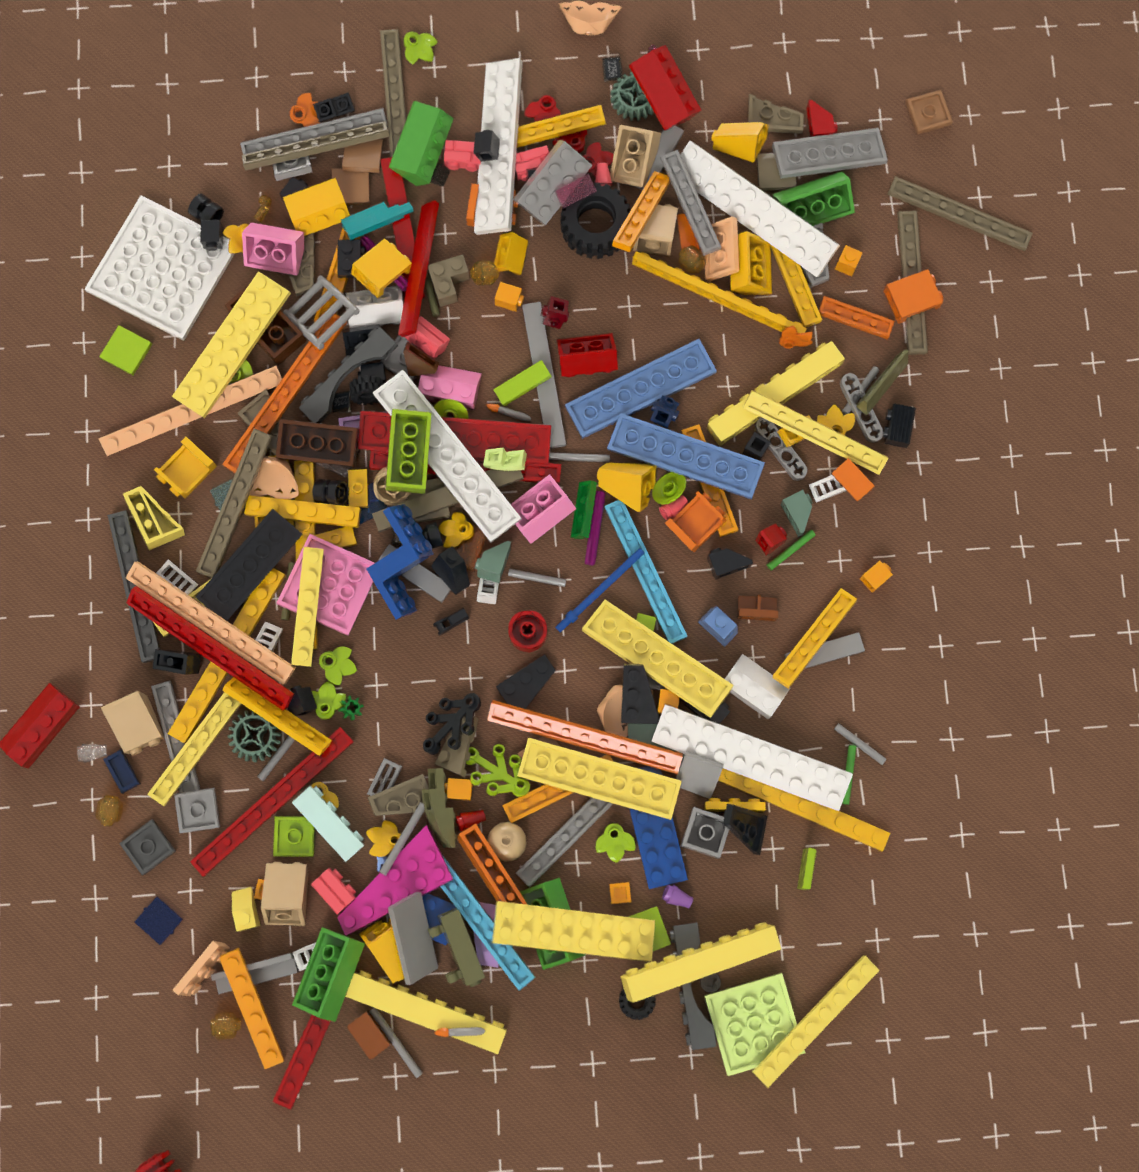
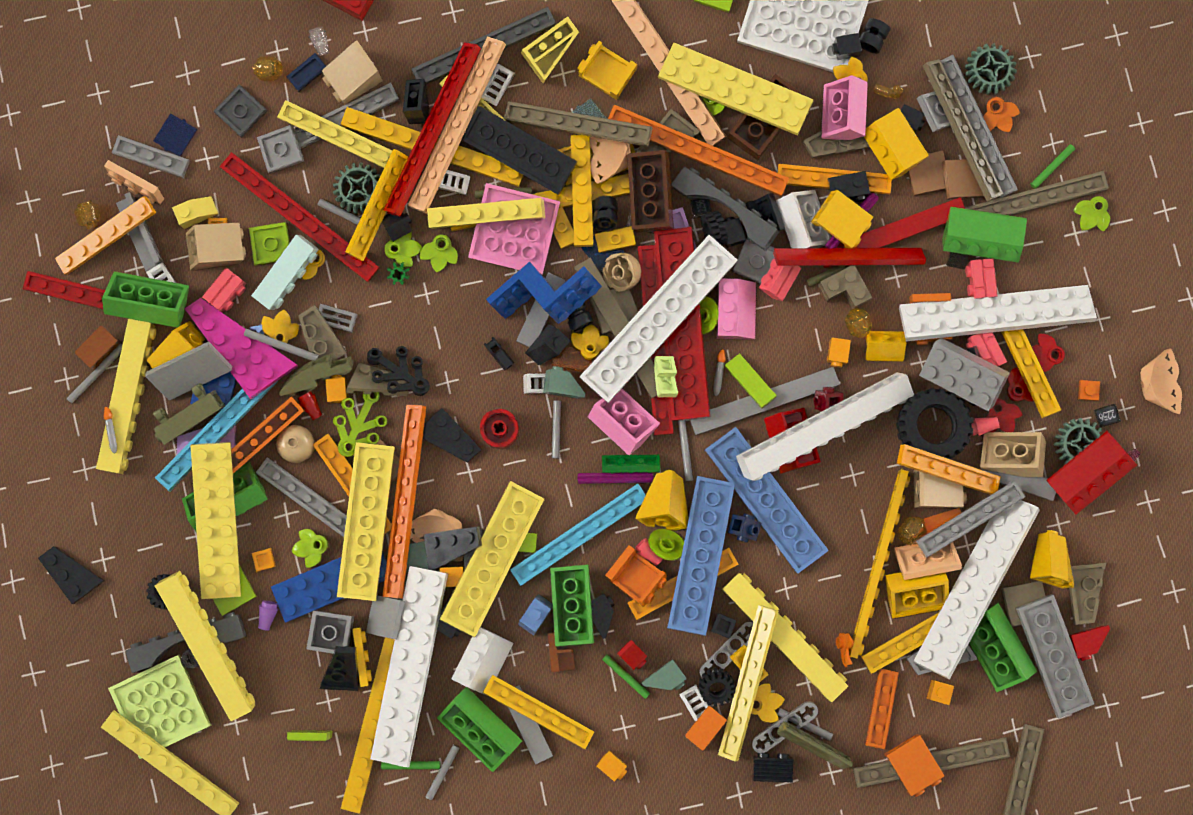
camera: 85 degrees right, 5 degrees up
(176, 950) = (150, 156): none -> light grey tile
(270, 116) = (989, 54): none -> sand green gear
(331, 291) = (771, 150): light grey bar -> none
(334, 107) = (1009, 140): black slope -> none
(369, 78) = (1052, 166): none -> bright green bar
(374, 218) = (894, 202): teal piece -> none
(408, 451) = (651, 279): lime brick -> none
(418, 362) = (751, 274): reddish brown slope -> none
(486, 145) = (991, 300): black brick -> none
(573, 615) = (524, 470): blue bar -> none
(575, 191) = (956, 398): clear pink plate -> none
(581, 317) = (824, 426): none -> white brick
(585, 81) = (1089, 390): none -> orange plate
(603, 1101) = (69, 575): none -> black wing
(716, 585) = (572, 605): none -> bright green slope
(807, 467) = (714, 677): none -> black tyre
(823, 699) = (479, 729): none -> bright green slope
(929, 112) = (1124, 755): medium nougat tile -> none

